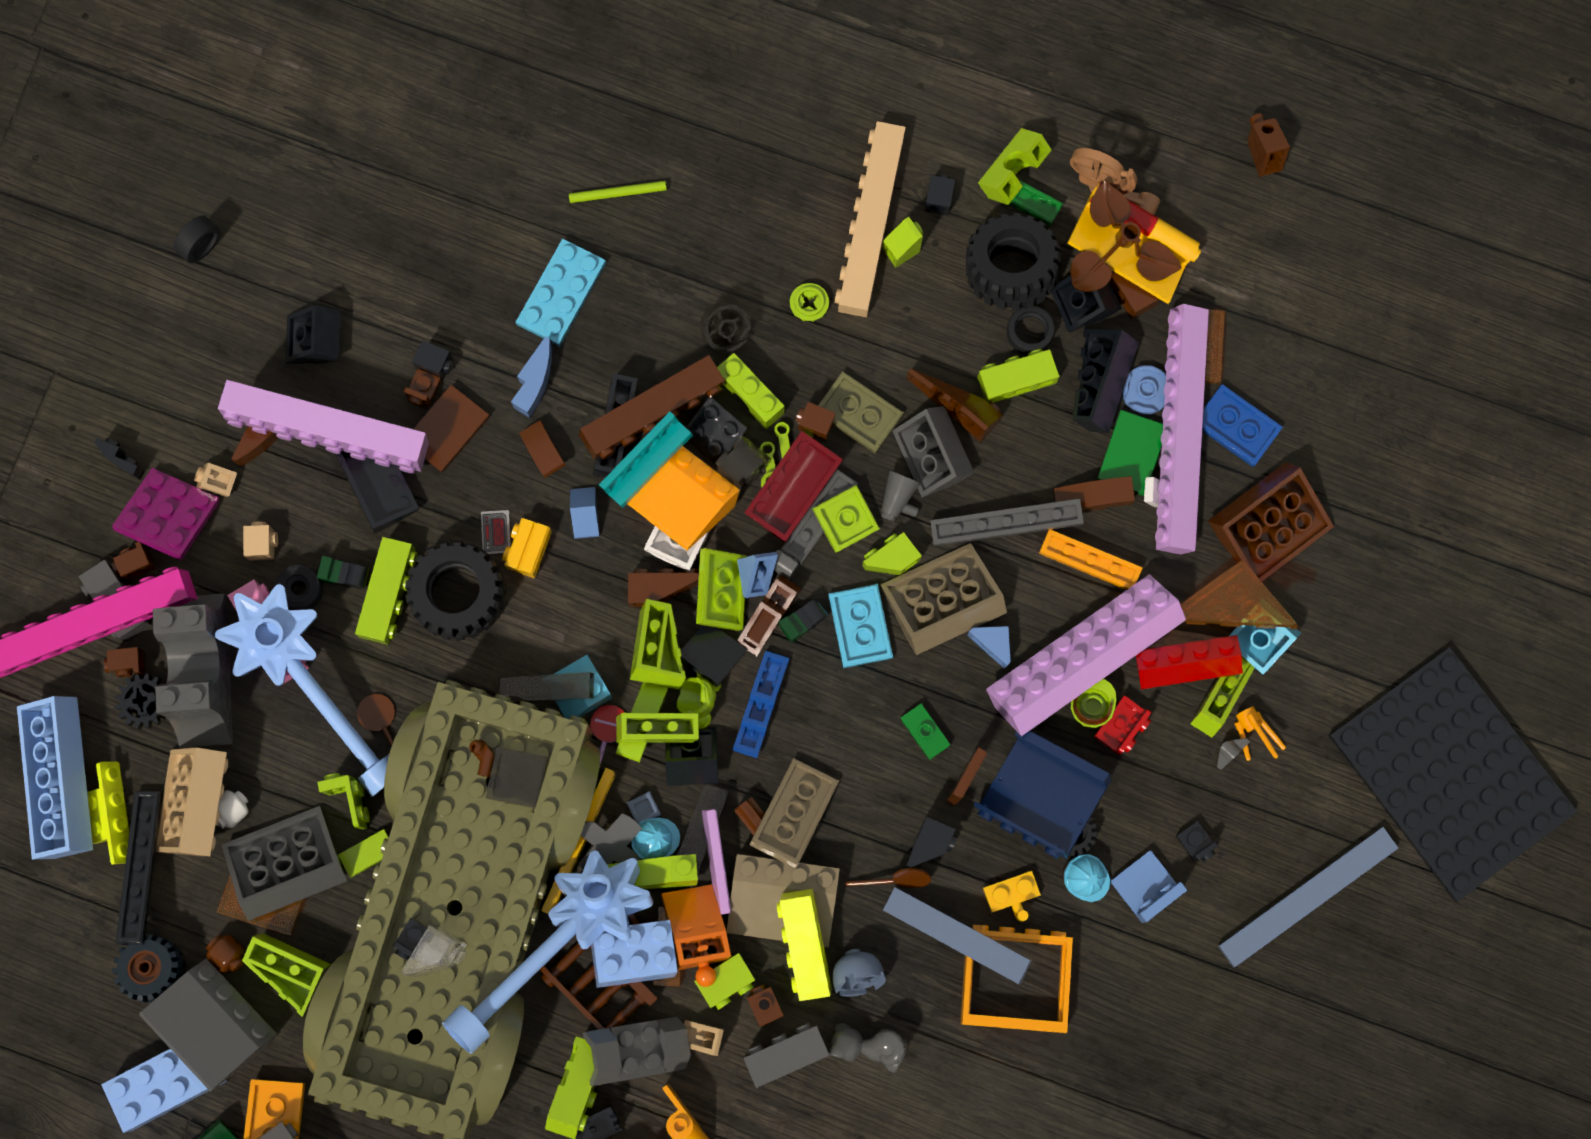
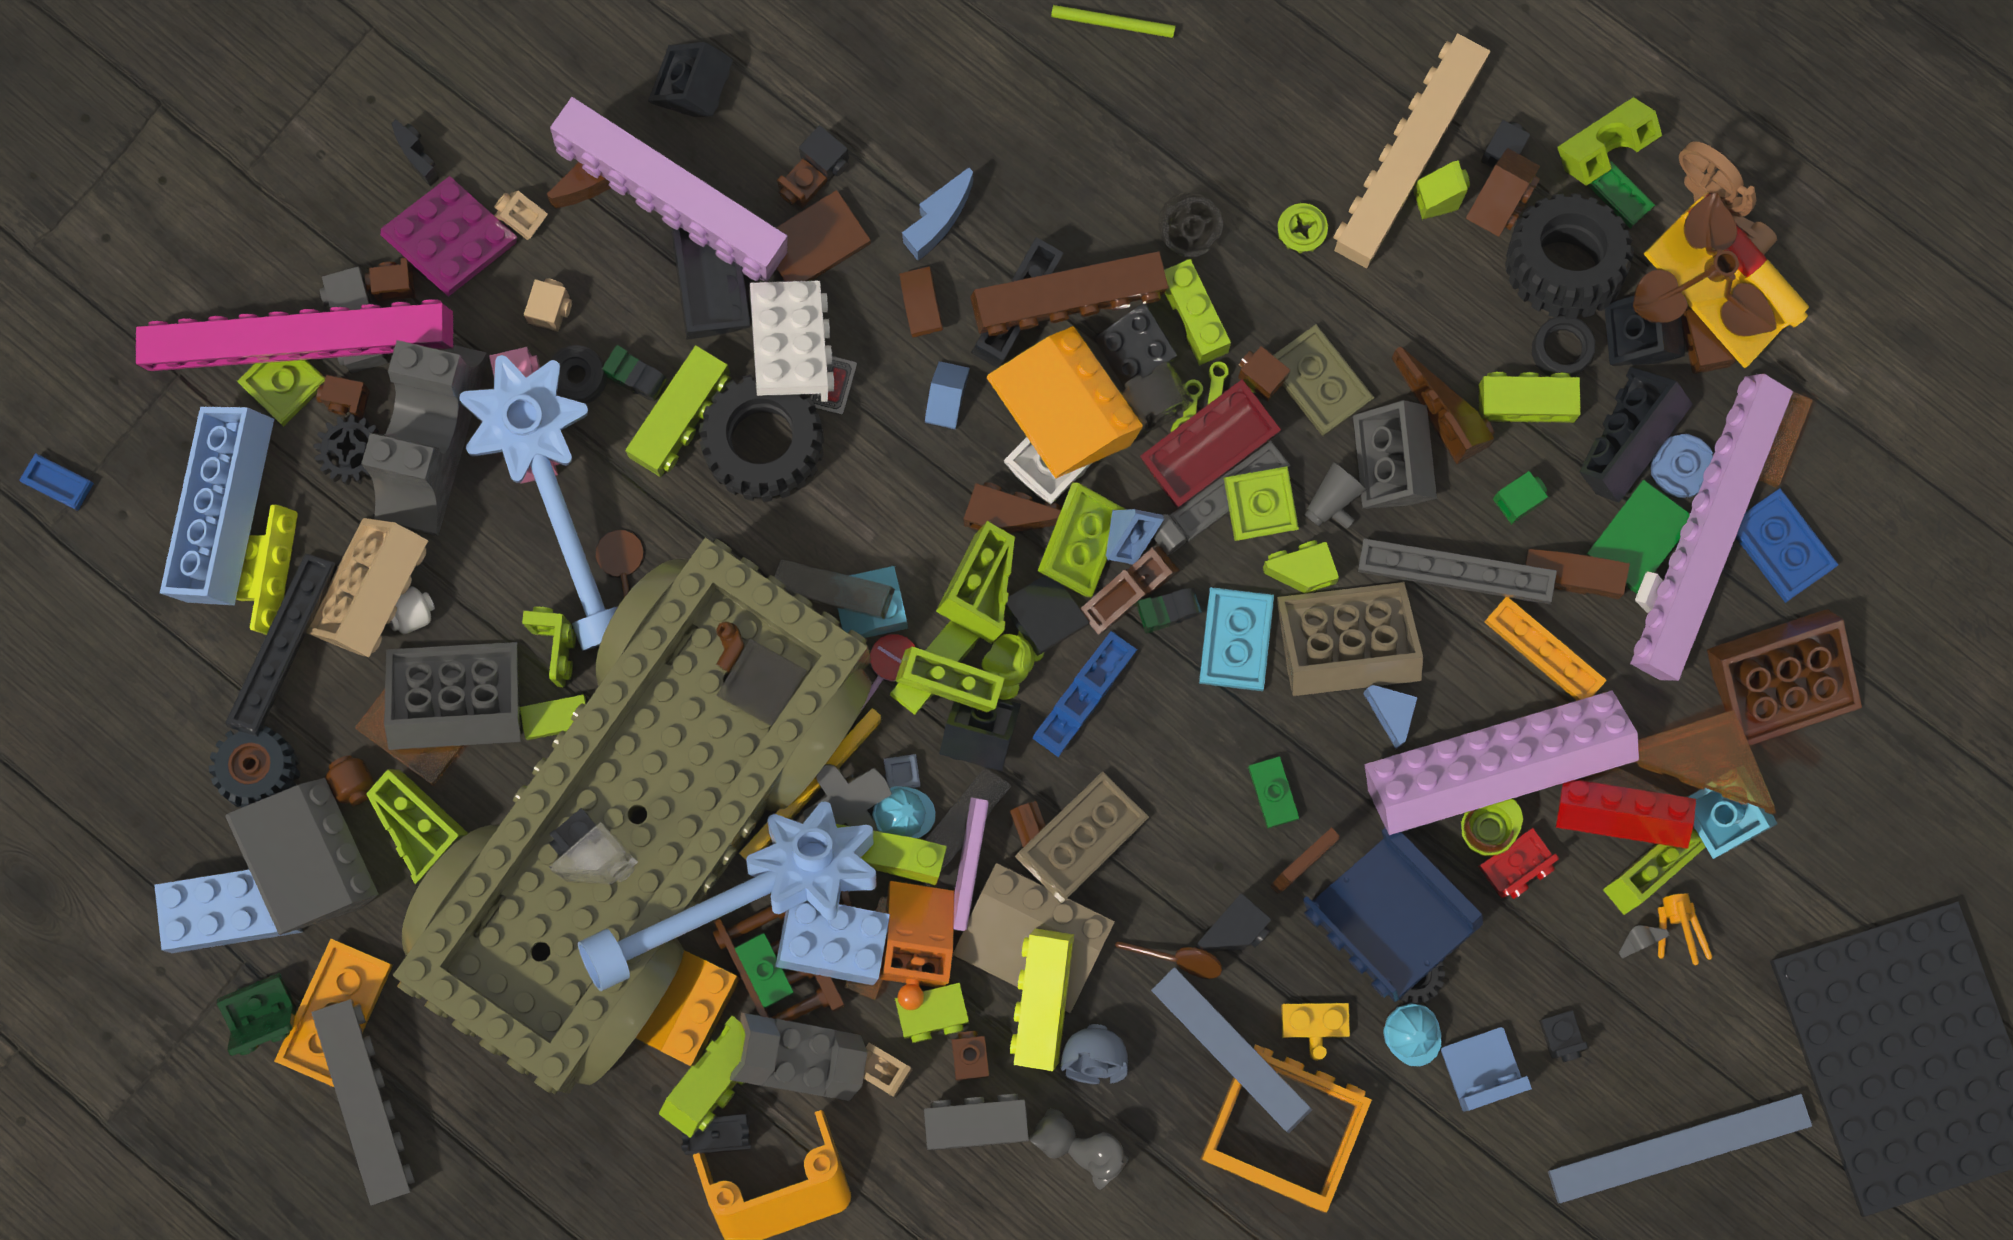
camera: 20 degrees right, 0 degrees up
(75, 669) = (282, 386): none -> lime tile
(453, 509) = (791, 338): none -> white bracket
(527, 547) = (864, 414): yellow brick -> none
(542, 1041) = (689, 1009): none -> light orange slope
(561, 292) = (1005, 121): medium azure plate -> none
(584, 990) = (761, 969): none -> green plate
(645, 460) = (1041, 352): teal fence -> none
(951, 230) = (1500, 197): none -> reddish brown brick
(1035, 451) = (1521, 497): none -> green brick
(1267, 145) = (1933, 213): reddish brown torso -> none

